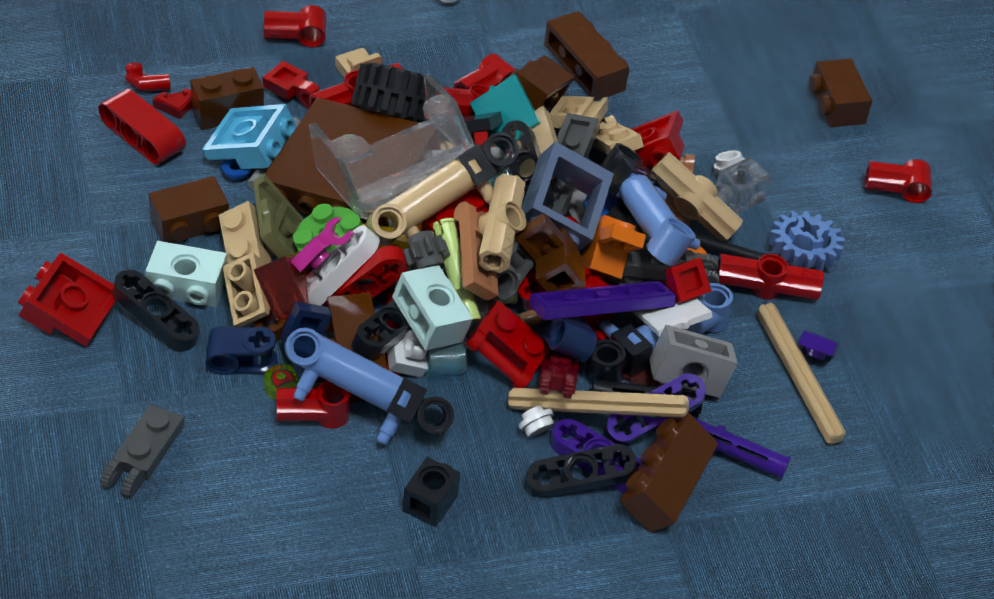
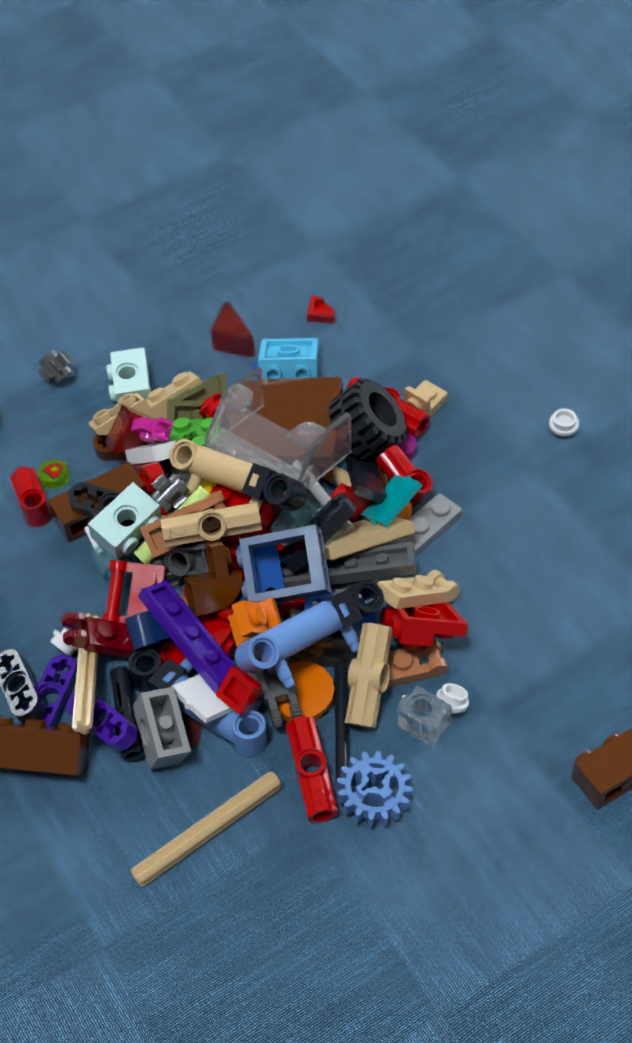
camera: 80 degrees right, 5 degrees up
(67, 299) = (76, 327): red plate -> none
(120, 332) = (55, 365): none -> dark grey gear
(142, 126) = (274, 300): red beam -> none
(146, 82) = (331, 283): red arm -> none
(158, 324) = (89, 389): black beam -> none
(168, 168) = (231, 334): none -> clear red slope
(187, 209) = (196, 353): reddish brown brick -> none
(217, 93) = (336, 335): reddish brown brick -> none
(237, 350) = (68, 438): dark blue piece -> none
(290, 81) = (376, 361): red plate -> none
(298, 204) = (210, 405): none -> red plate
(306, 26) = (448, 347): red piece -> none
(306, 316) = (95, 463): dark blue bracket -> none
(368, 381) = (41, 540): medium blue piece -> none
(490, 72) = (462, 488): red piece -> none
(544, 81) = (455, 518): reddish brown brick -> none
(580, 106) = (445, 559): tan plate -> none
(586, 55) = (534, 545): reddish brown brick -> none
(775, 464) = (95, 781): dark purple pin -> none
(818, 345) = (242, 832): dark purple plate -> none
(910, 179) = (515, 863): red piece -> none

